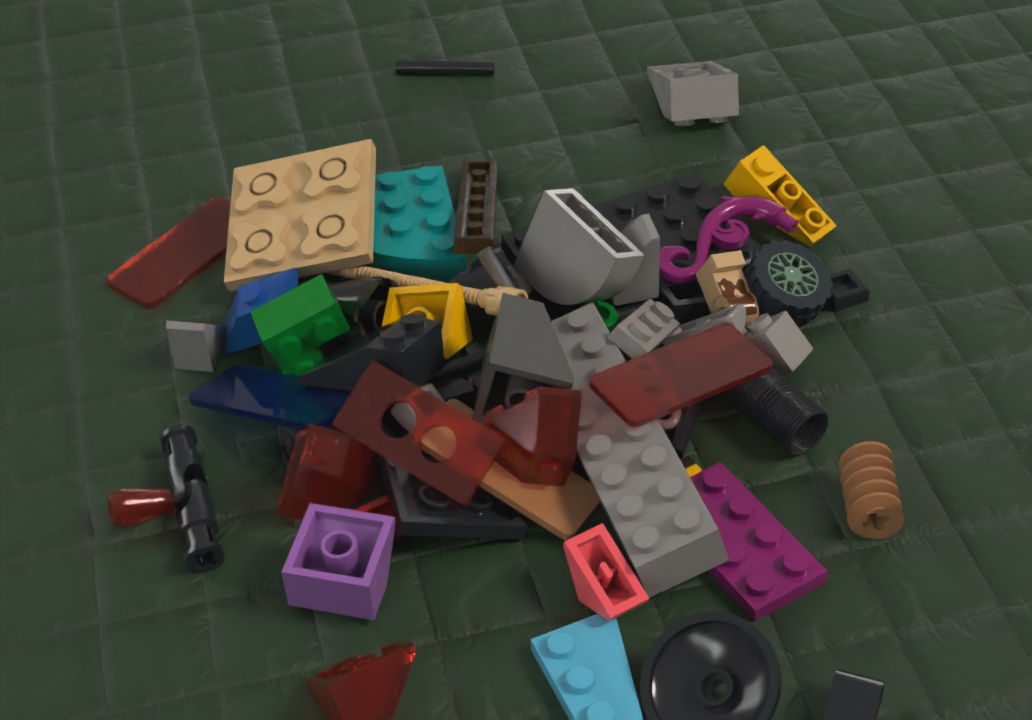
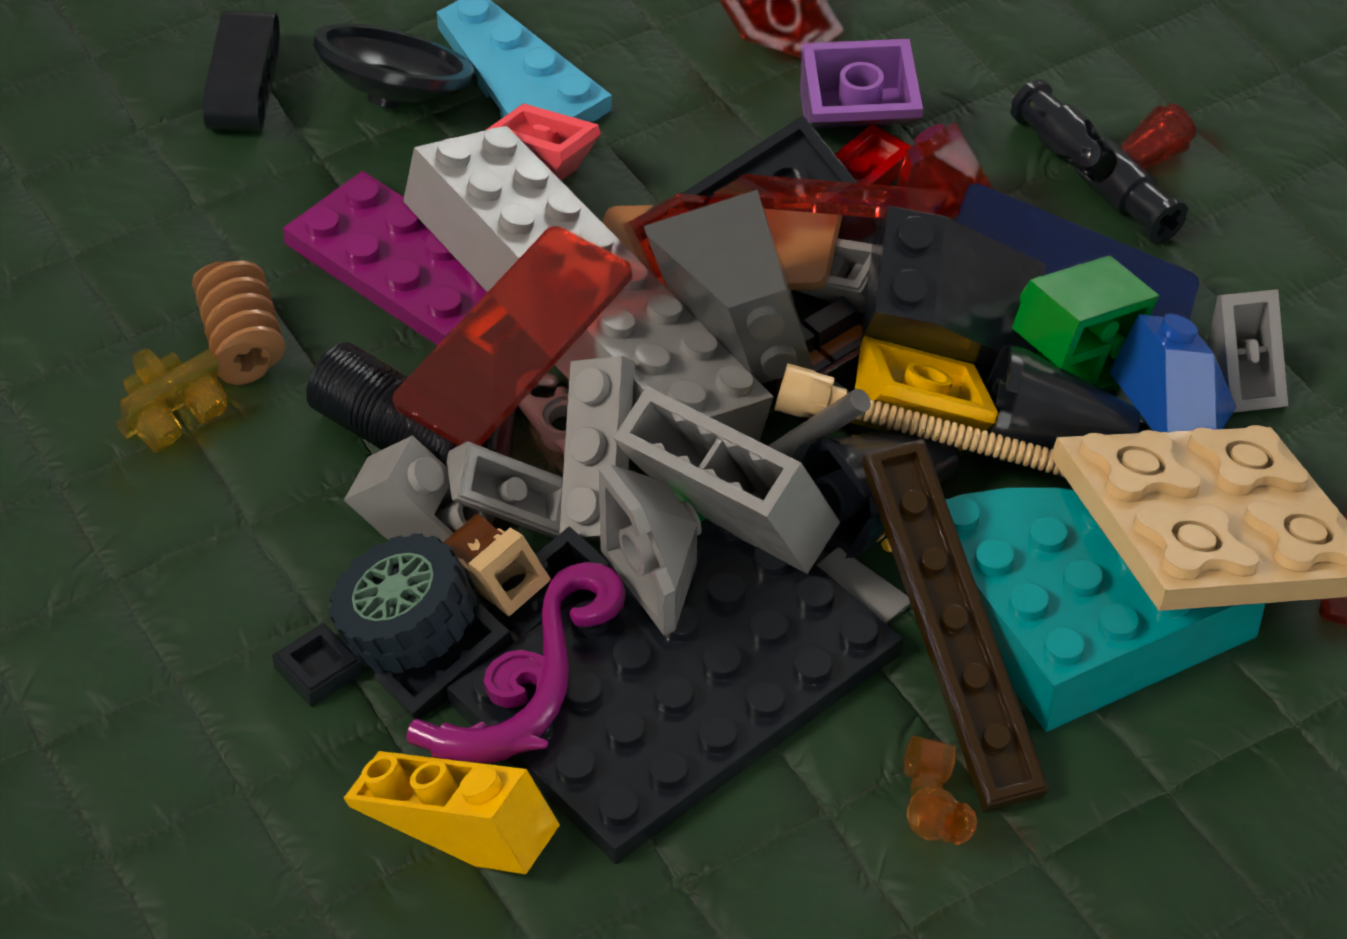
camera: 160 degrees right, 5 degrees up
(525, 163) = (932, 810): none -> clear orange piece
(927, 449) = (164, 387): none -> clear yellow hips

